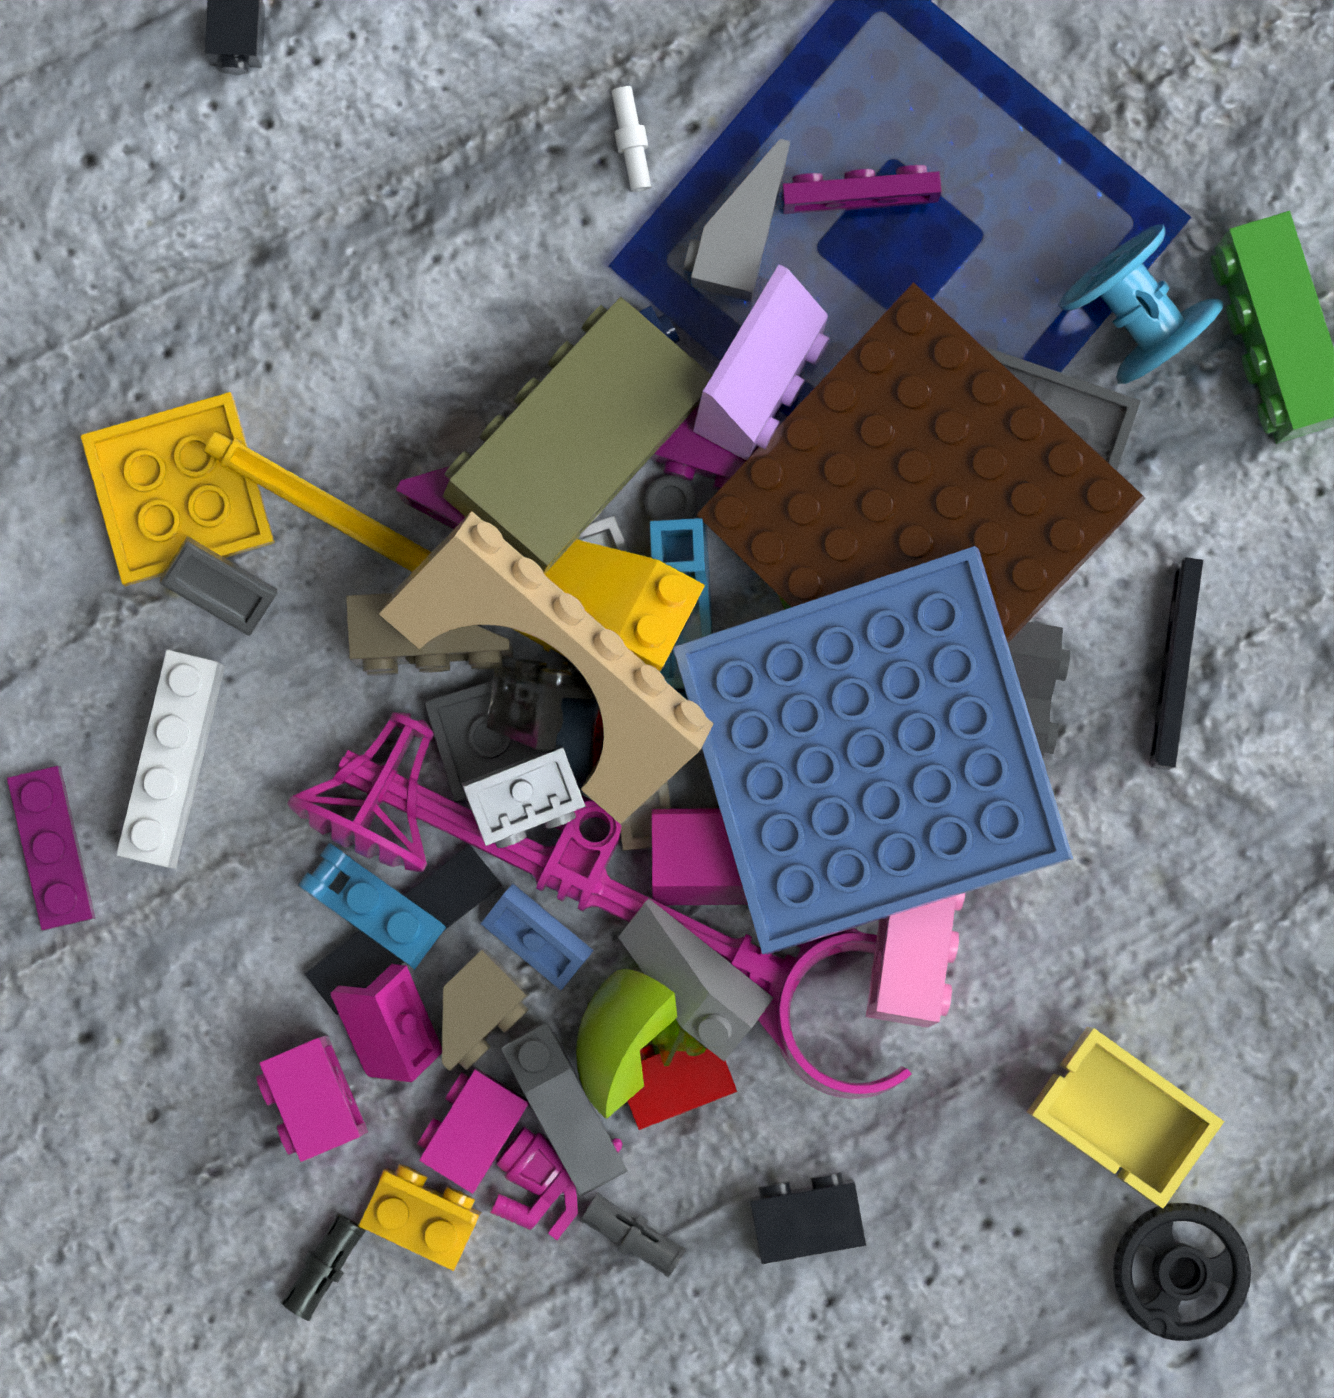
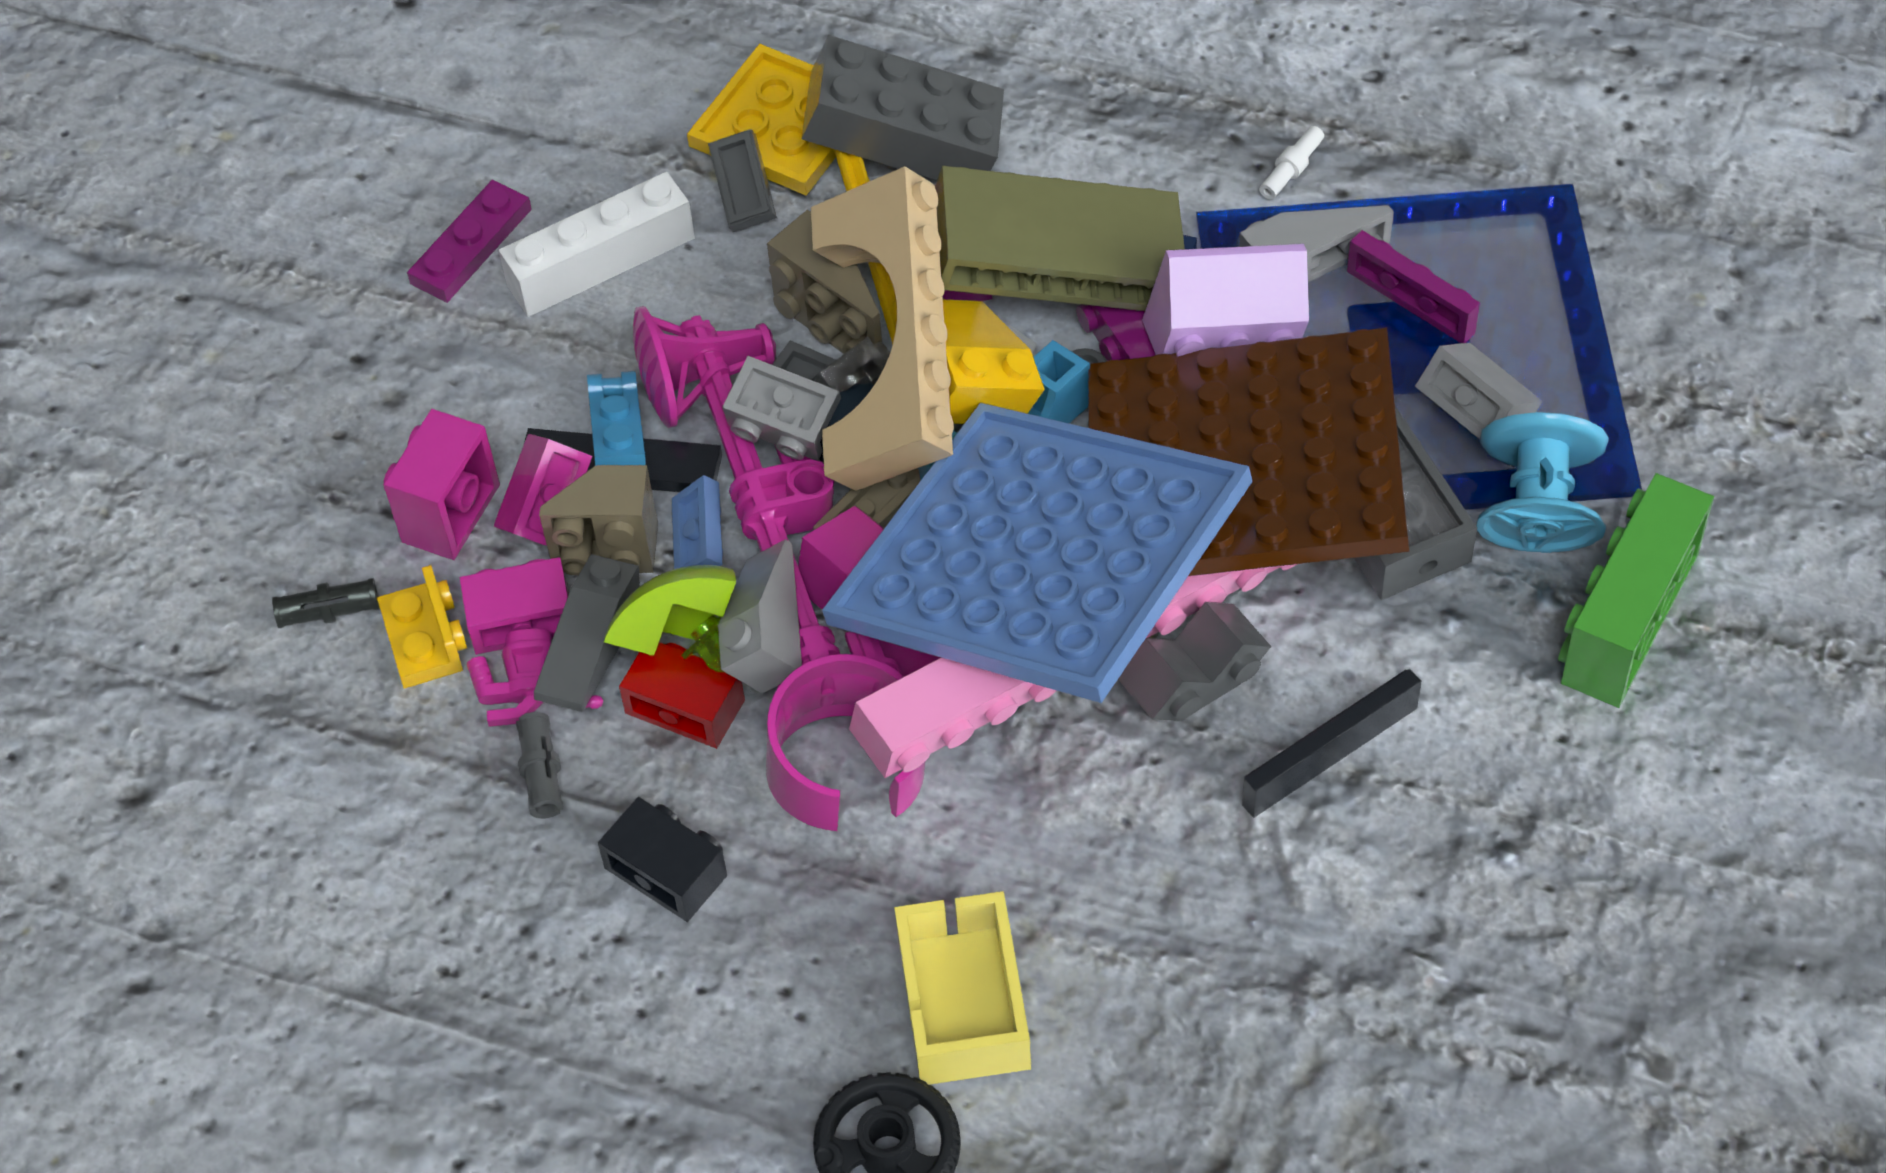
camera: 50 degrees right, 30 degrees down
(299, 411) = (900, 111): none -> dark grey brick
(1011, 256) = (1474, 387): none -> light grey panel

